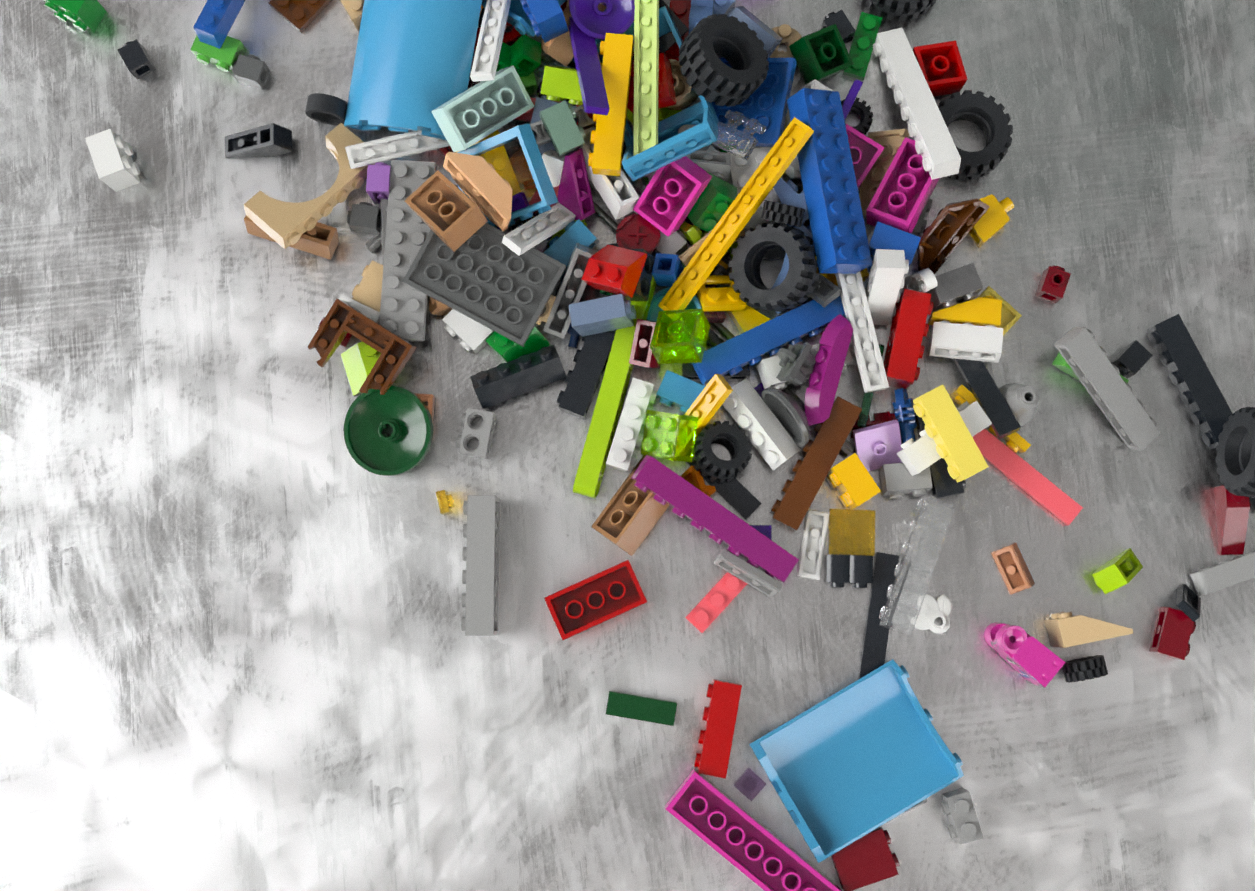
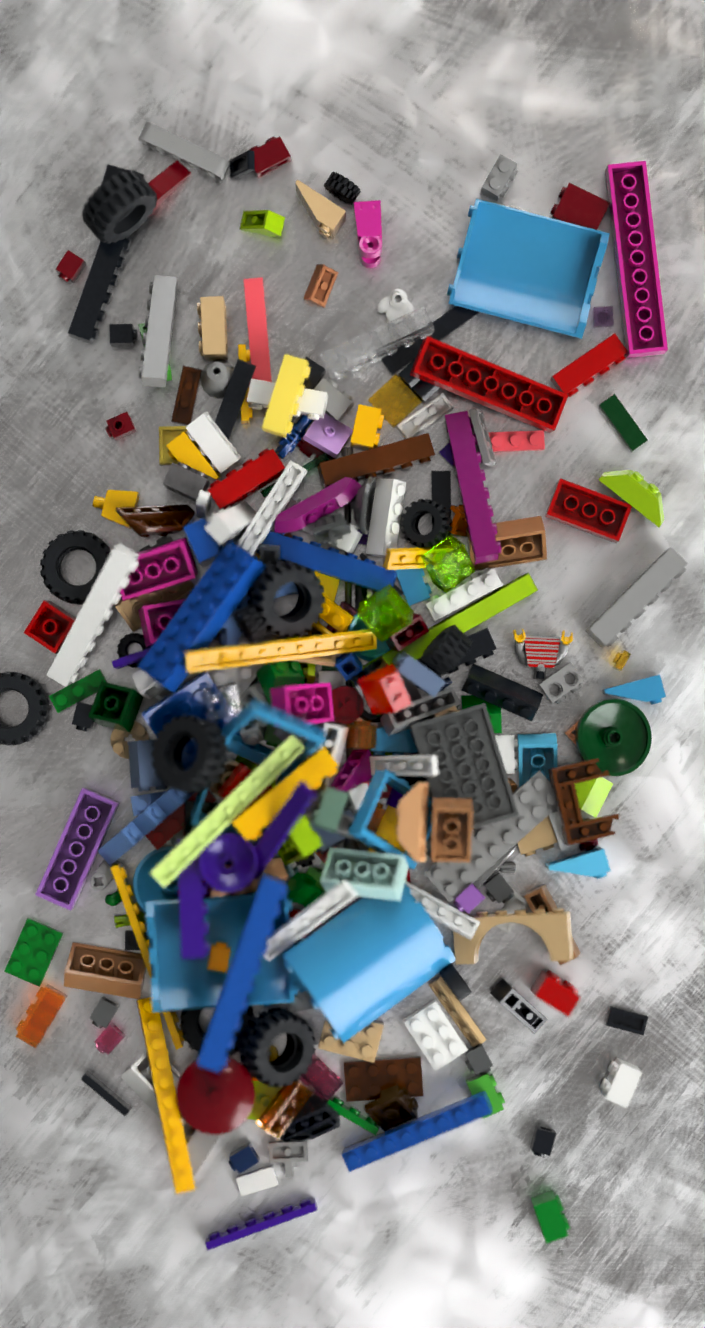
camera: 145 degrees left, 5 degrees up
(157, 216) = (626, 1020): none -> black plate
(233, 174) = (557, 994): none -> red brick
(298, 89) = (457, 1012): none -> tan tile
(304, 55) = (435, 1035): none -> white brick
(314, 299) = (587, 863): none -> medium azure slope
(403, 494) = (642, 690): none -> dark azure slope
(439, 354) = (536, 754): none -> medium azure slope
(519, 442) = (541, 651): none -> torso
(569, 655) = (636, 492): none -> lime wedge
(597, 356) = (446, 650): none -> black tyre
(598, 222) = (361, 735): none -> clear orange brick
(788, 622) = (488, 384): none -> red brick
(1026, 363) = (186, 395): none -> reddish brown tile
(1065, 437) = (213, 328): none -> tan brick
(1233, 372) = (70, 267): none -> dark red brick

